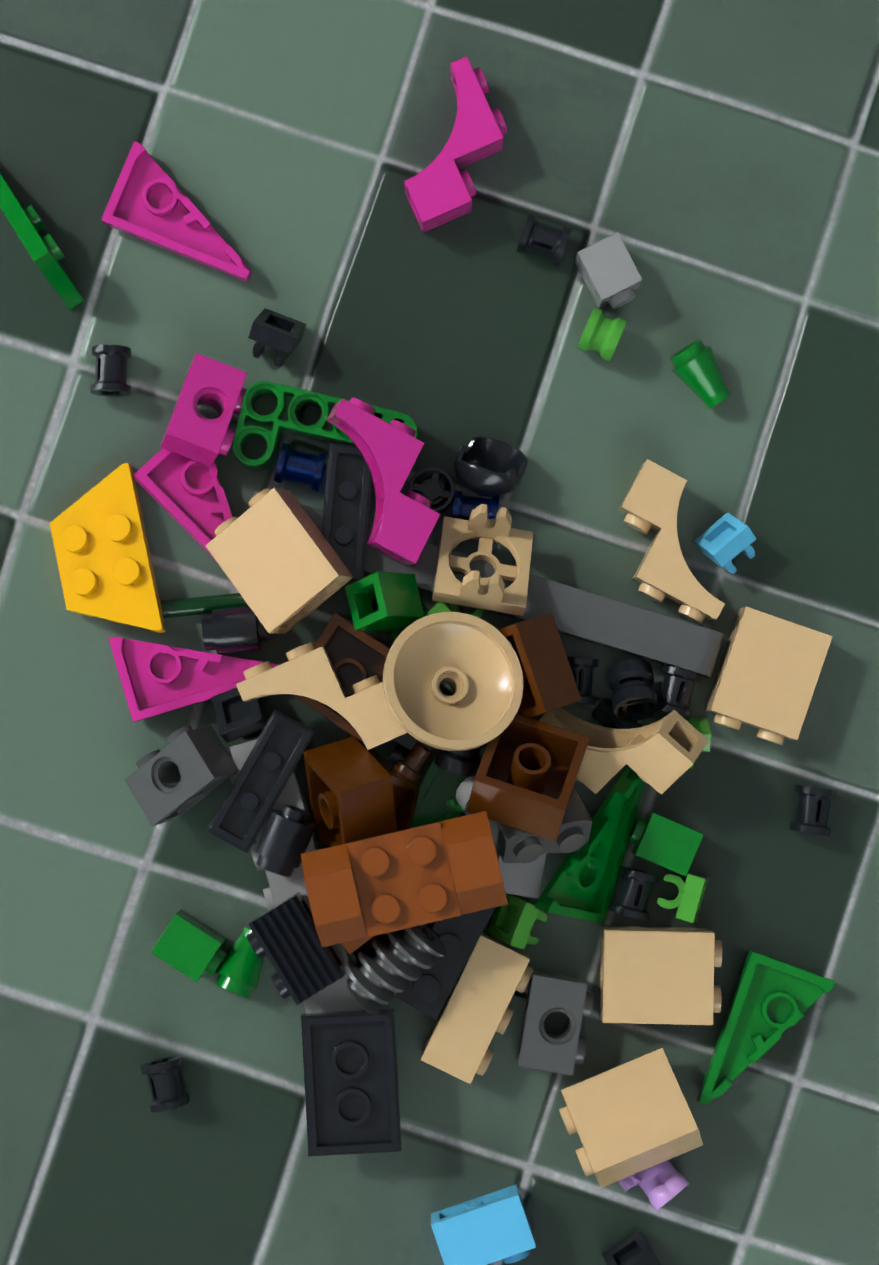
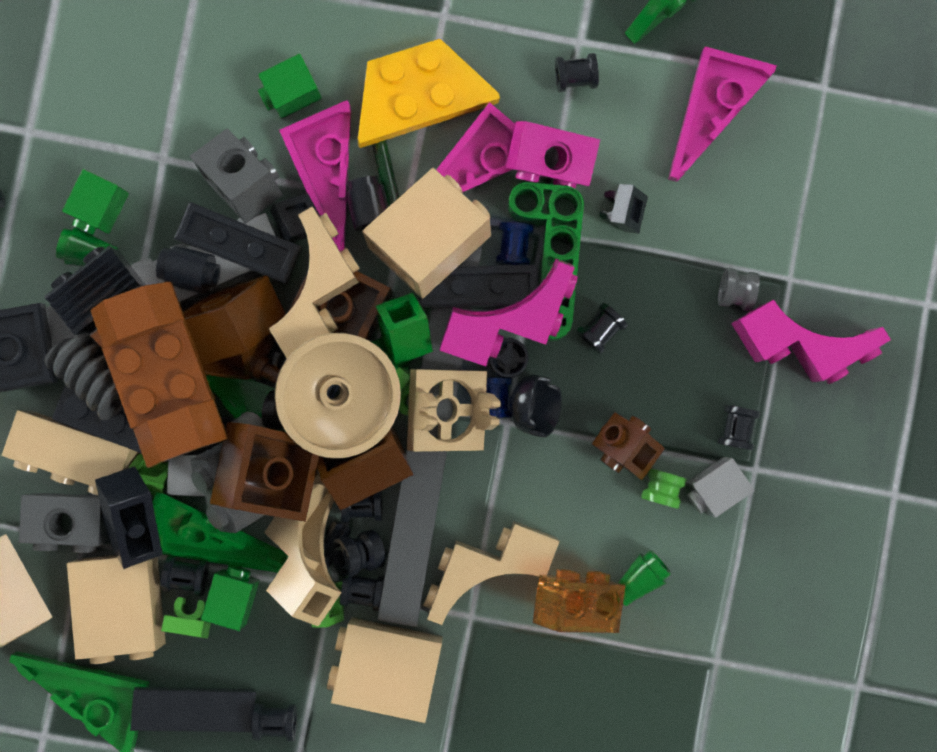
camera: 80 degrees right, 0 degrees up
(83, 705) = (288, 87): none -> green brick
(386, 218) = (738, 289): none -> dark grey wheel
(410, 380) = (602, 328): none -> black bush
(548, 368) = (628, 445): none -> reddish brown brick
(559, 941) = (129, 517): none -> black brick
(719, 445) = (579, 603): none -> clear orange brick
(725, 541) = (497, 618): medium azure tile -> none
(786, 900) = (192, 709): none -> black tile

